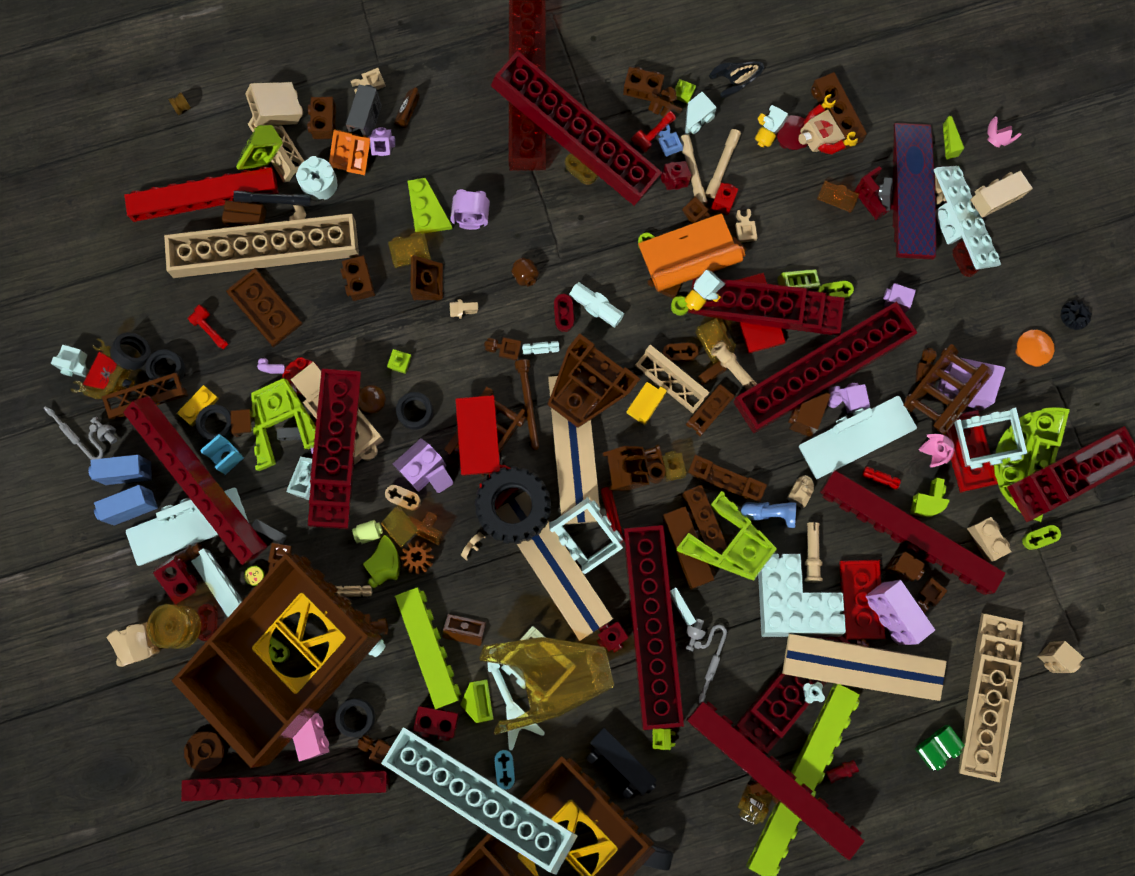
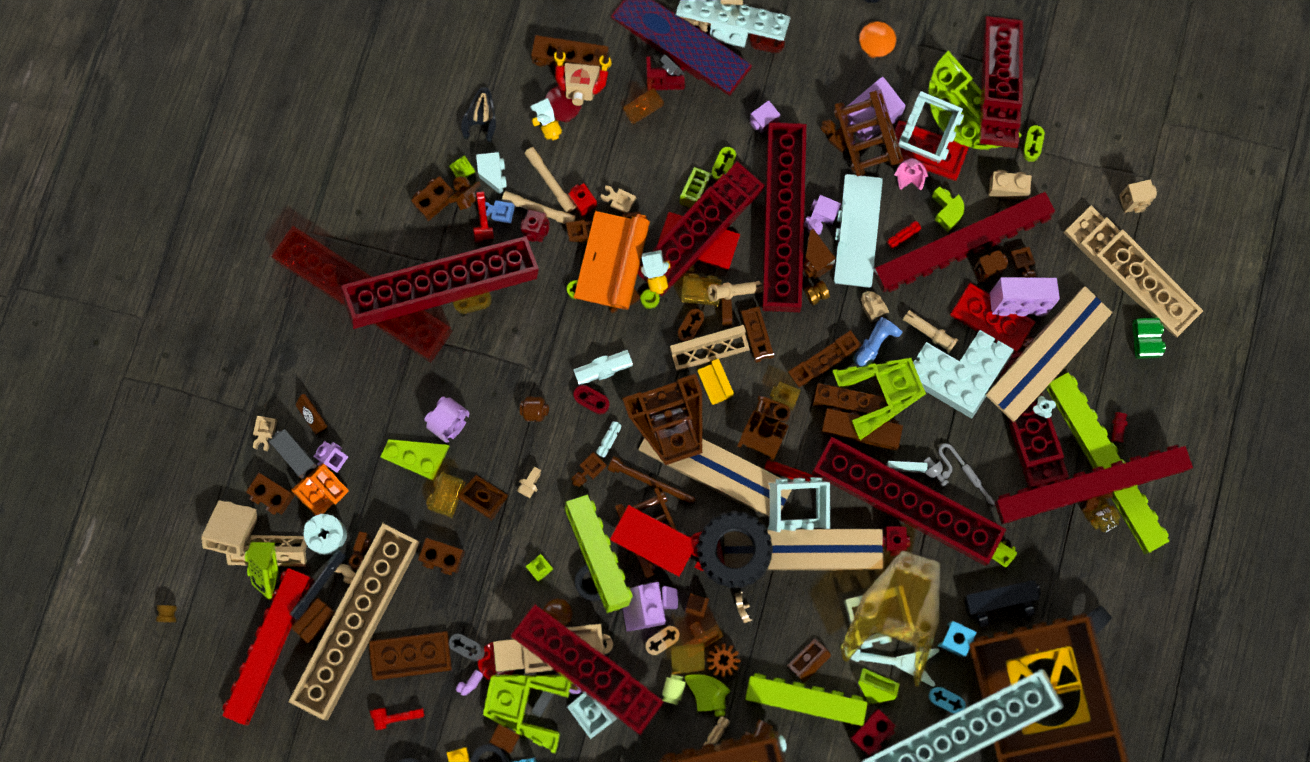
camera: 55 degrees left, 0 degrees up
(293, 345) = (465, 650): none -> dark grey beam
(329, 209) = (362, 544): none -> reddish brown plate
(436, 398) = (597, 553): none -> lime brick
(449, 507) = (696, 605): none -> reddish brown panel
(566, 735) = (949, 644): none -> medium azure piece
(776, 433) = (817, 292): none -> pearl gold wheel

